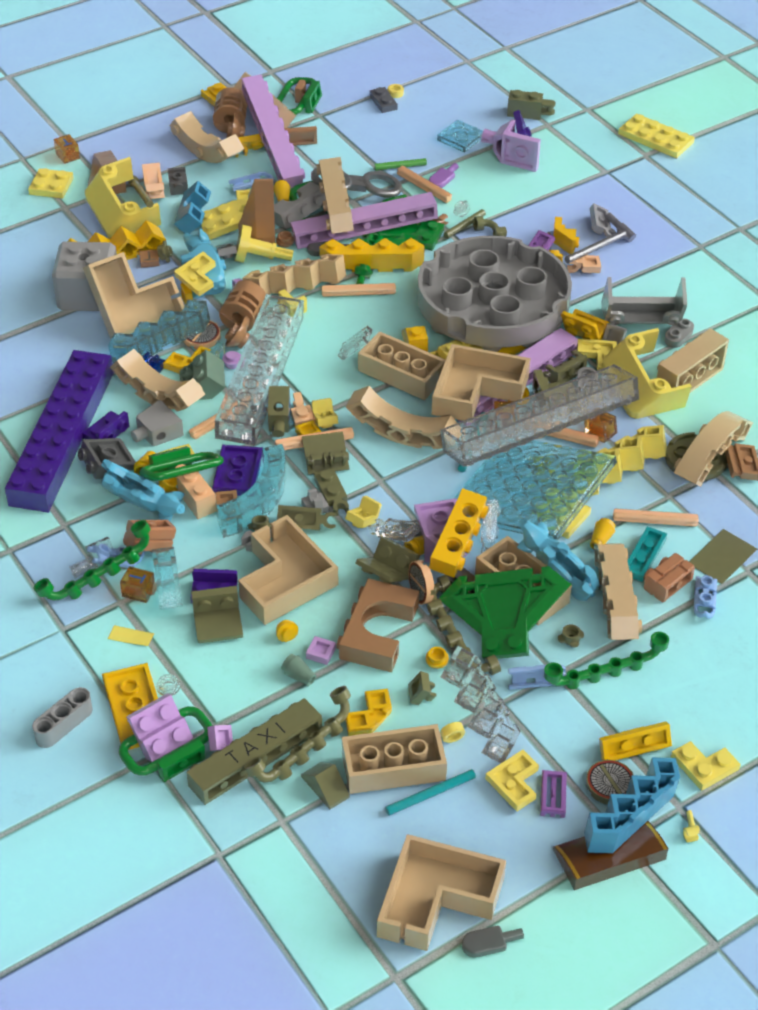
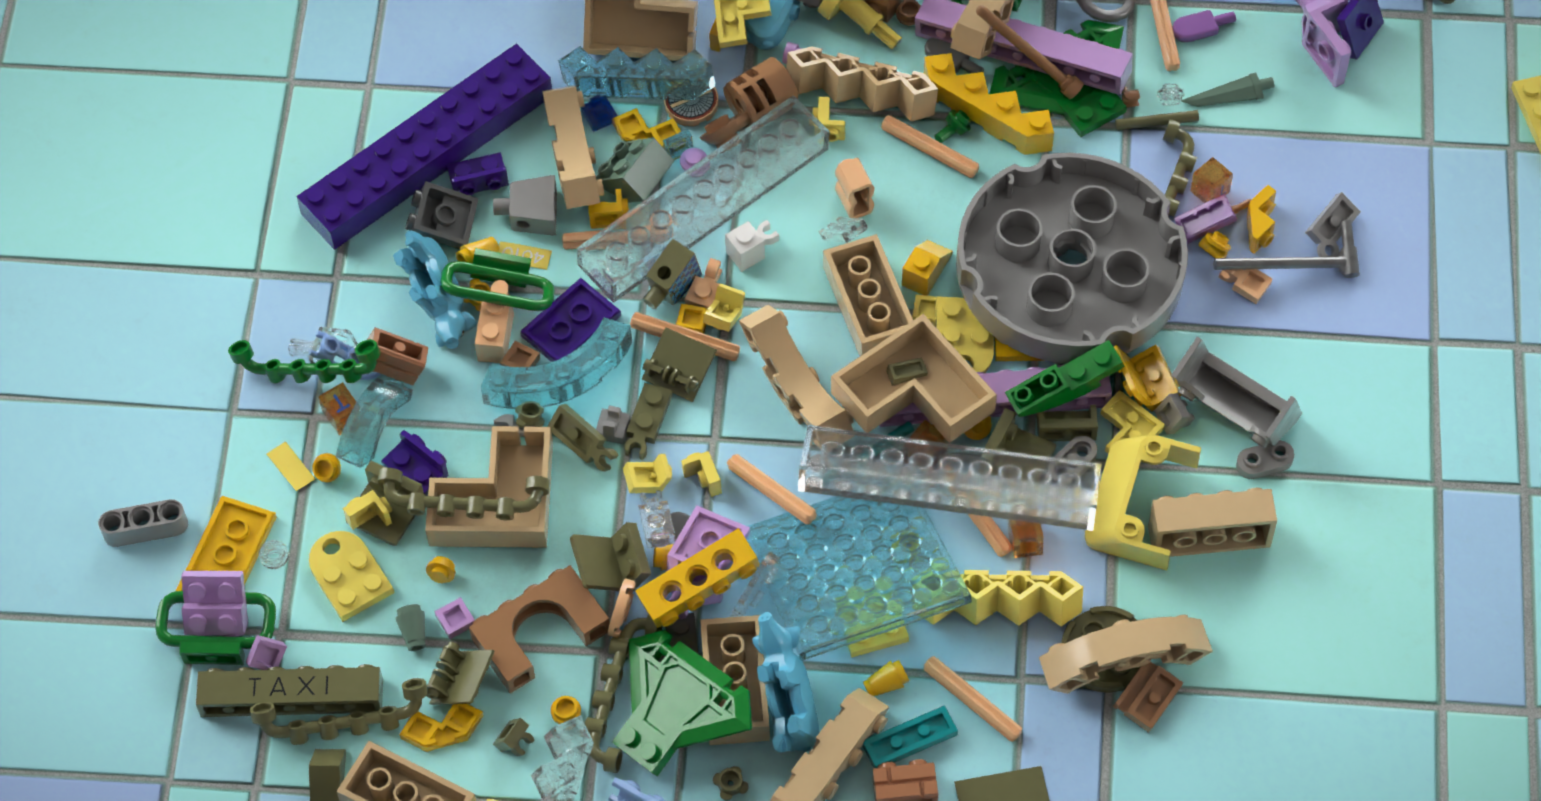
camera: 40 degrees right, 15 degrees up
(158, 620) = (326, 467): none -> yellow plate
(208, 405) = (607, 212): none -> yellow bracket
(212, 618) = (365, 508): none -> light yellow bracket
(227, 668) = (350, 575): none -> light yellow plate
(306, 378) = (747, 245): none -> white brick
(312, 543) = (475, 505): none -> olive bar
(342, 320) = (854, 188): none -> light nougat brick
(359, 673) = (458, 675): none -> olive hinge
(395, 493) = (705, 469): none -> light yellow bracket
(407, 225) = (1068, 84): none -> medium nougat piece
(442, 480) = (772, 489): none -> light nougat axle
(464, 380) = (906, 371): none -> olive piece
(491, 193) = (1239, 90): none -> sand green bar
(525, 228) = (1211, 181): none -> clear orange brick
(554, 340) = (1063, 384): none -> green slope

